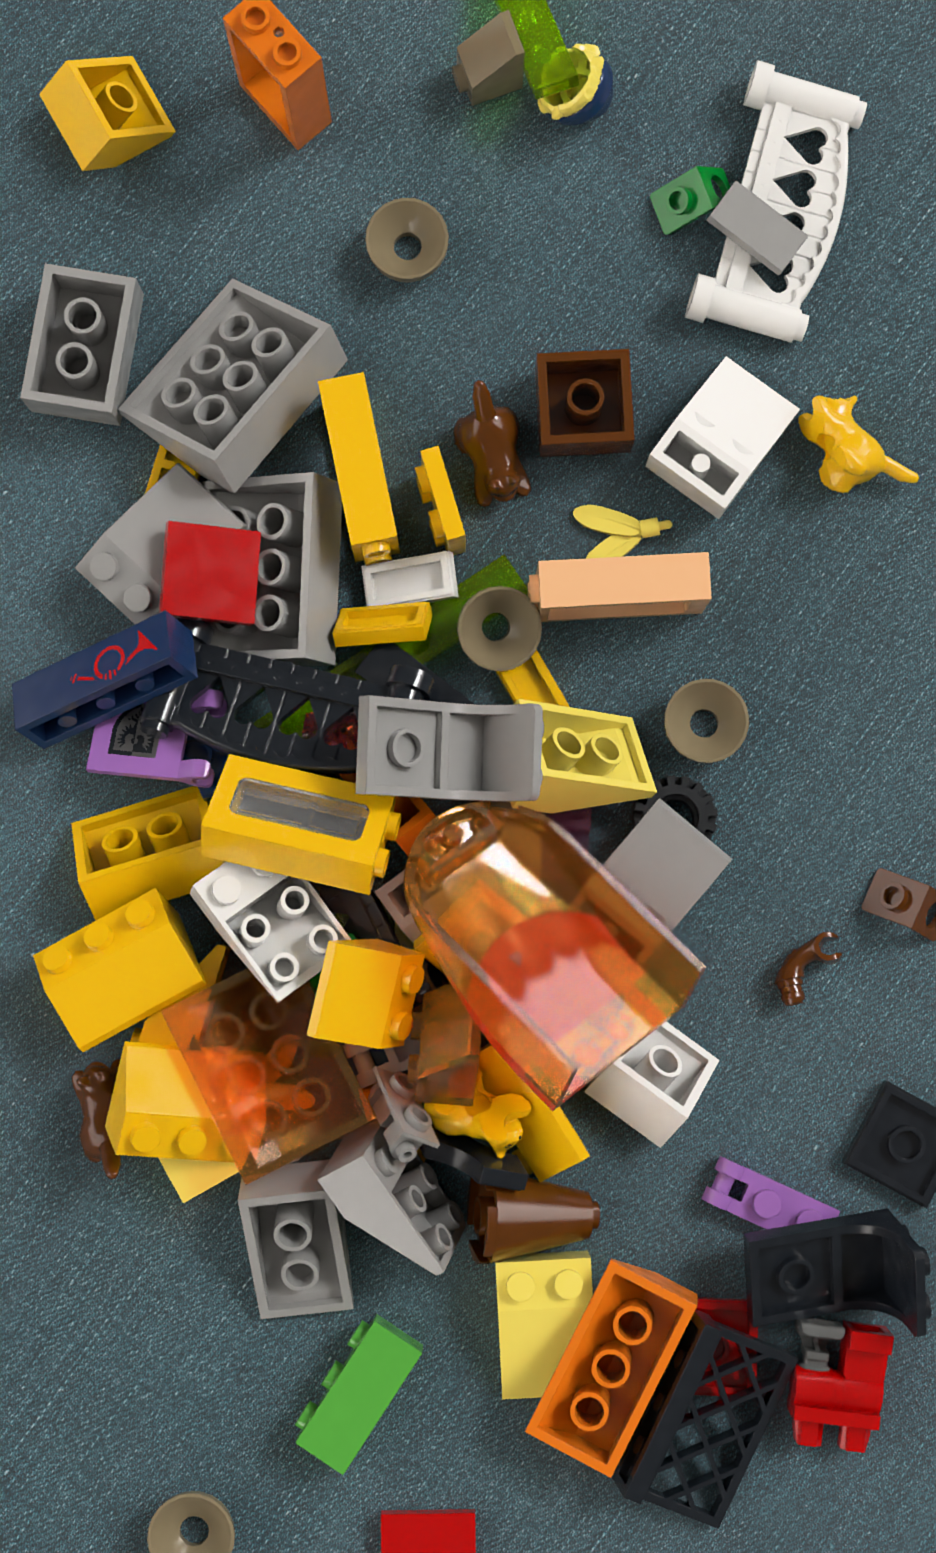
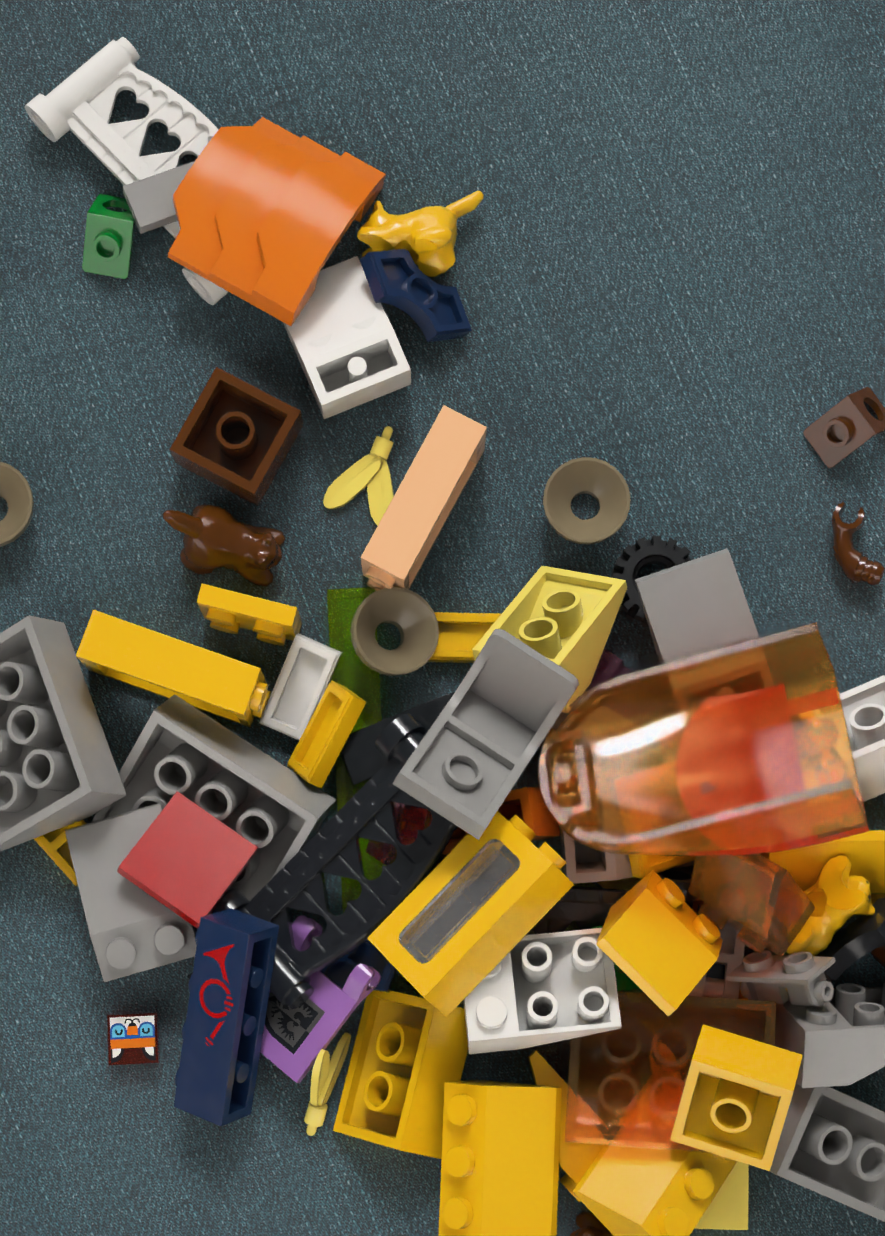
camera: 60 degrees left, 5 degrees down
(49, 621) = (133, 1039): none -> tile
(104, 790) = (322, 1083): none -> light yellow piece
(274, 1128) = (736, 1097): none -> yellow slope
(789, 312) = (268, 213): none -> orange slope
(796, 458) = (401, 283): none -> dark blue tile

